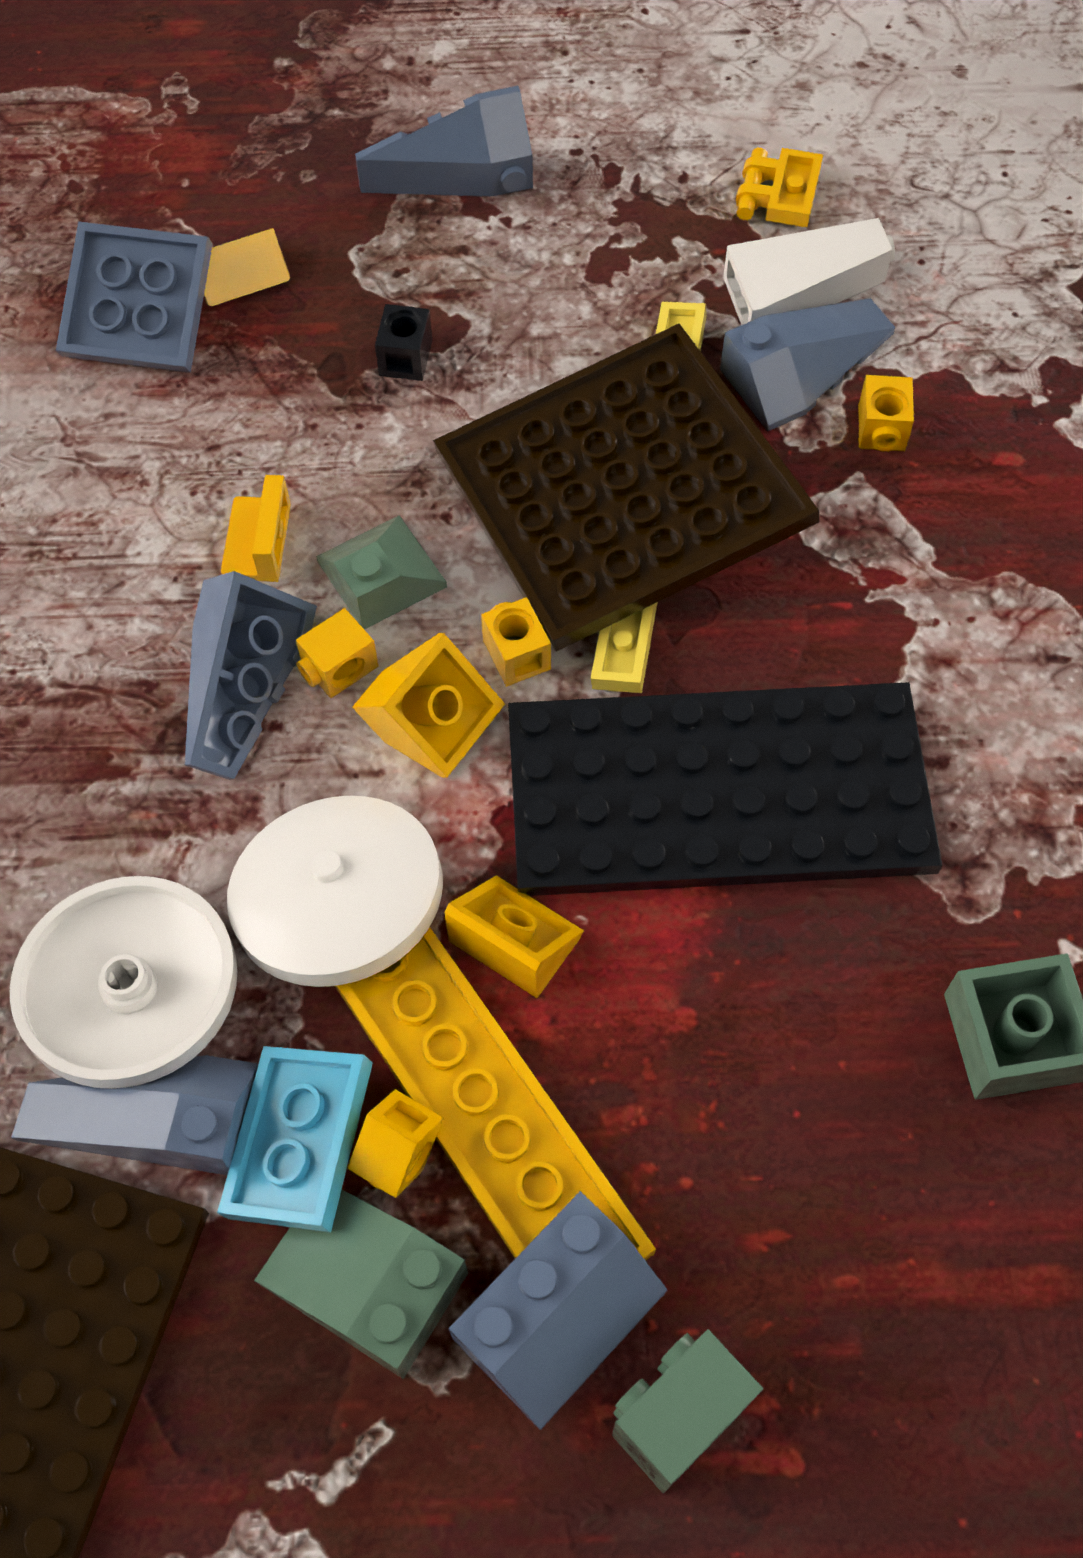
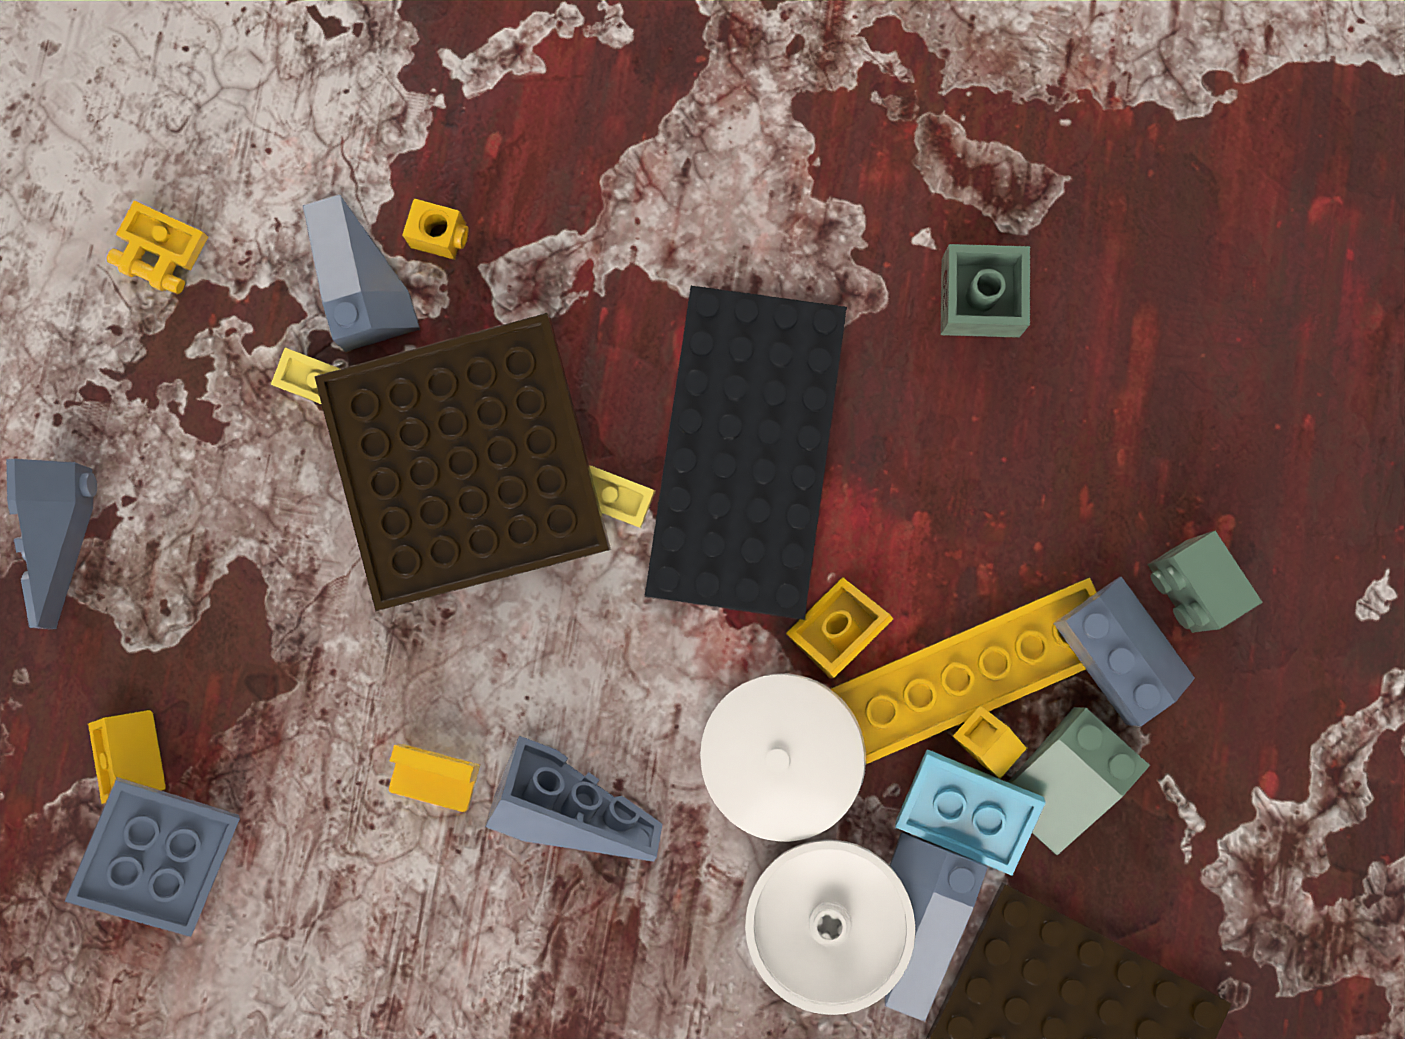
camera: 75 degrees left, 20 degrees up
(336, 653) = (572, 726): yellow brick -> none
(381, 572) = (491, 677): sand green slope -> none
(403, 342) = (275, 620): black brick -> none
(430, 705) = (637, 658): yellow slope -> none
(516, 658) = (608, 581): yellow brick -> none
(806, 268) = (266, 256): white slope -> none

